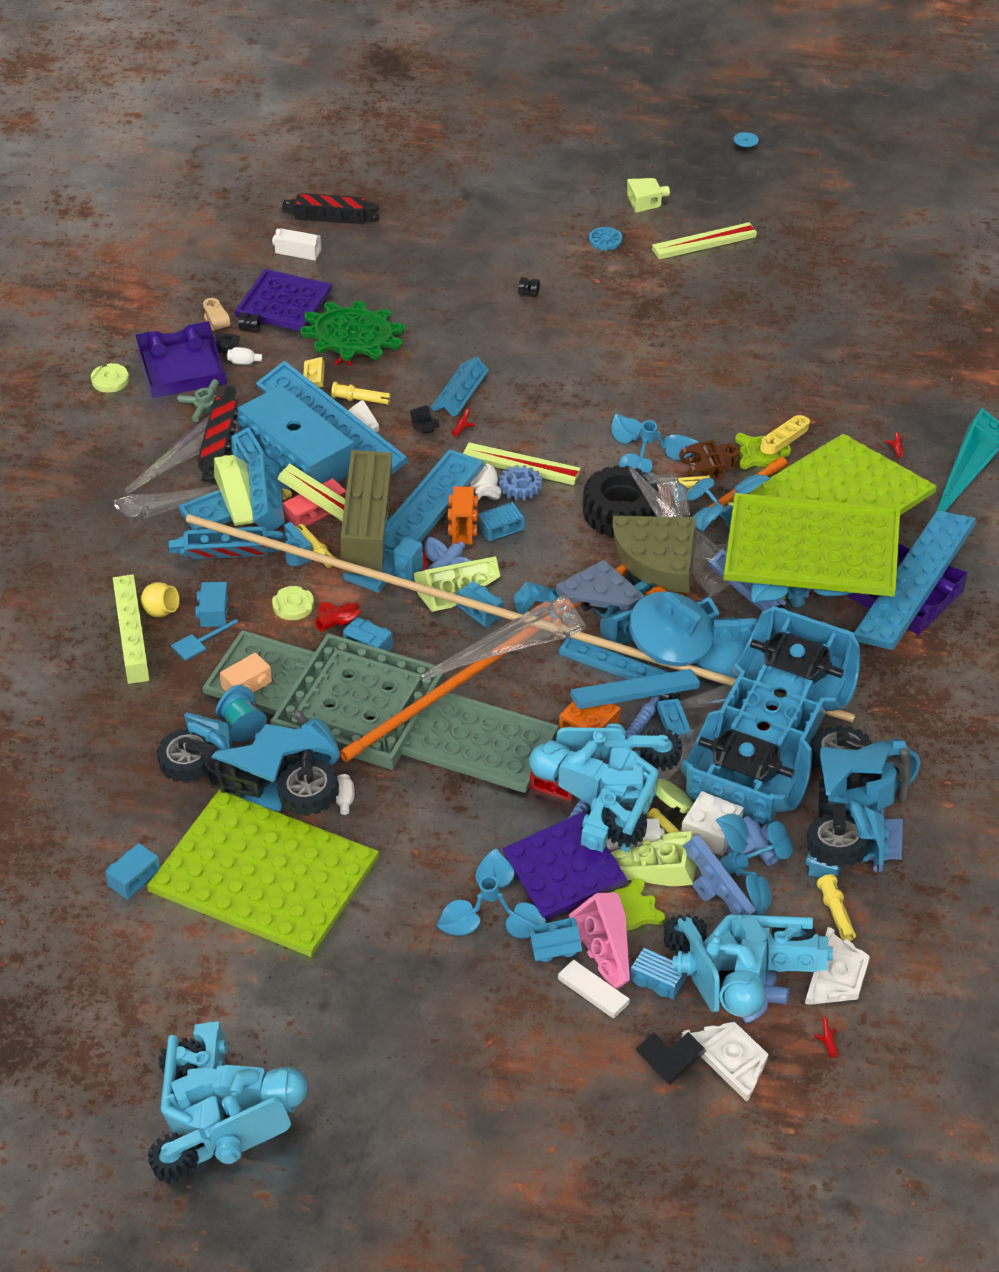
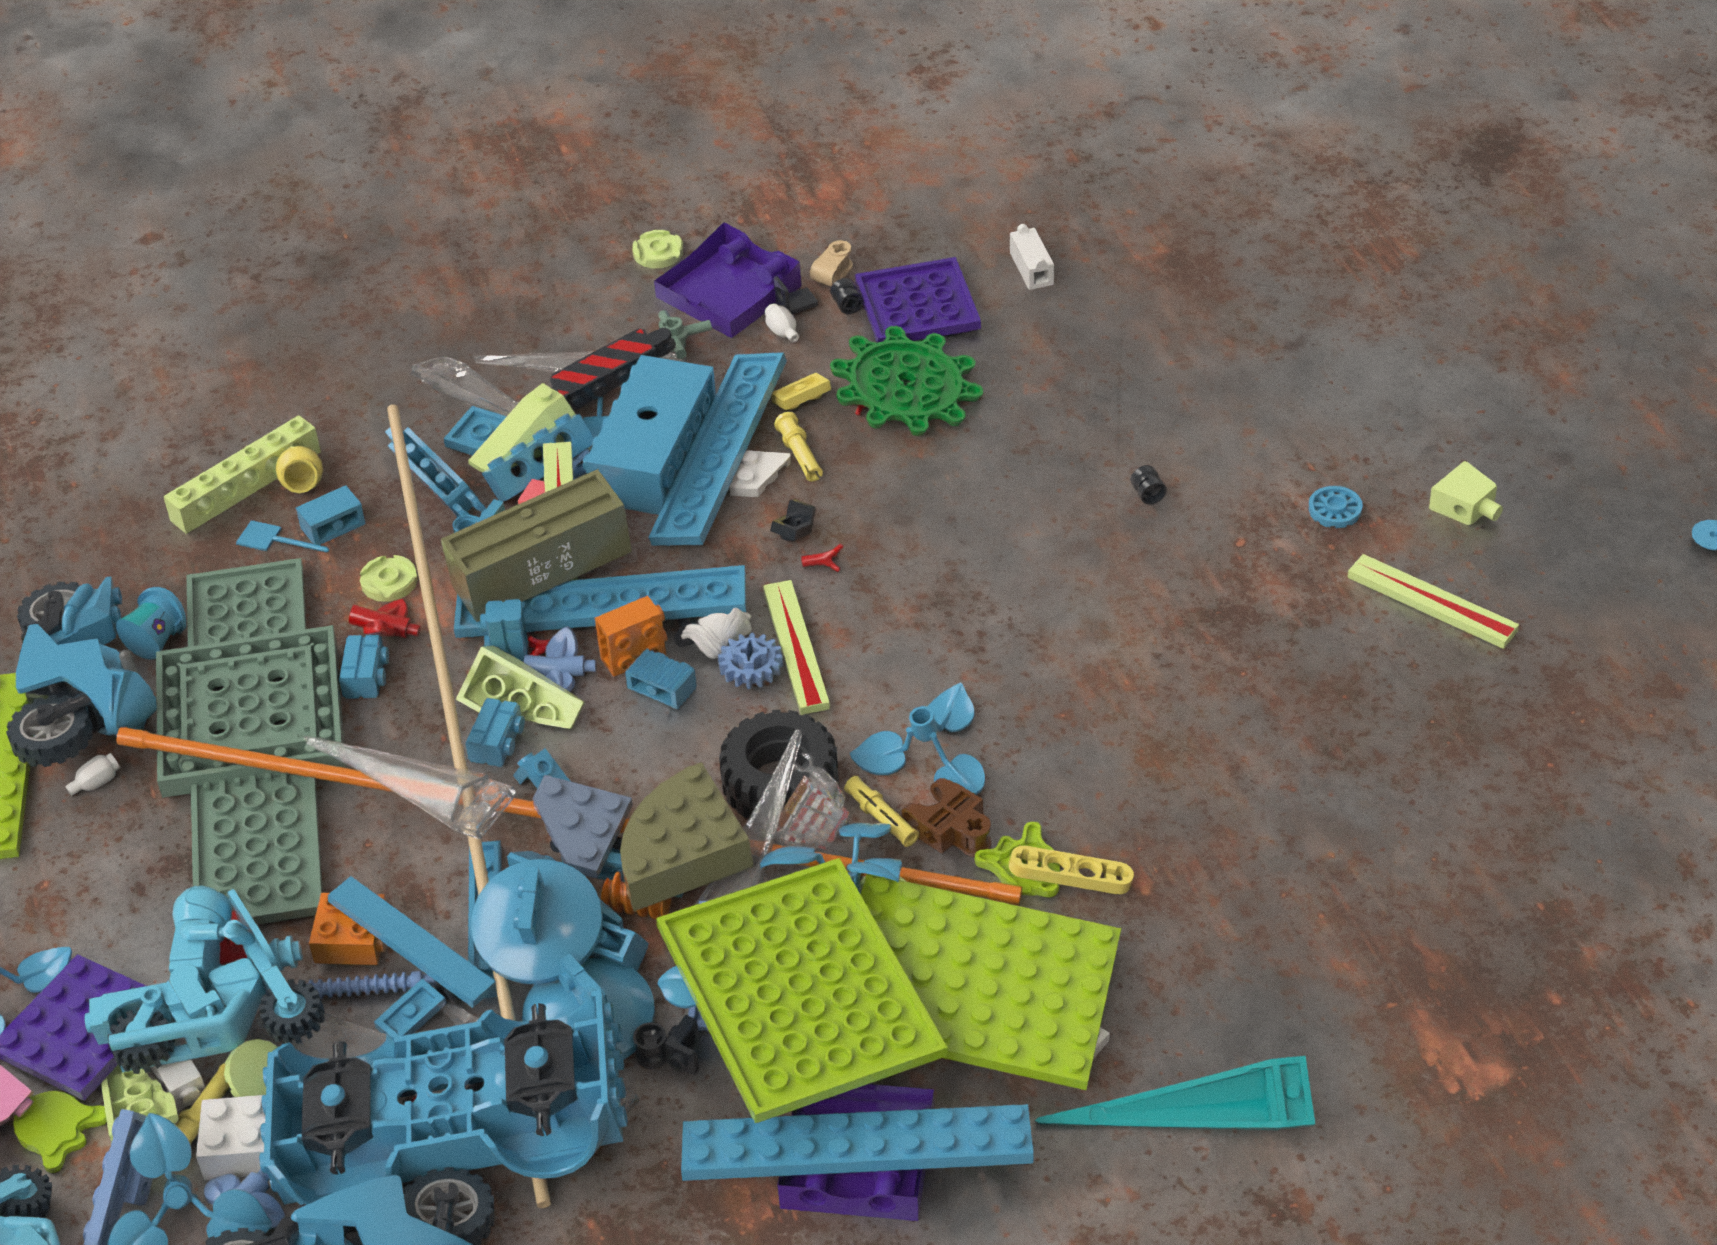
camera: 60 degrees right, 0 degrees up
(245, 445) = (598, 403): dark azure wing -> none
(250, 672) = (211, 596): light nougat brick -> none
(331, 208) = (1129, 249): black hinge -> none
(461, 386) = (893, 523): dark azure fence -> none
(896, 445) = (1169, 1004): red bar -> none

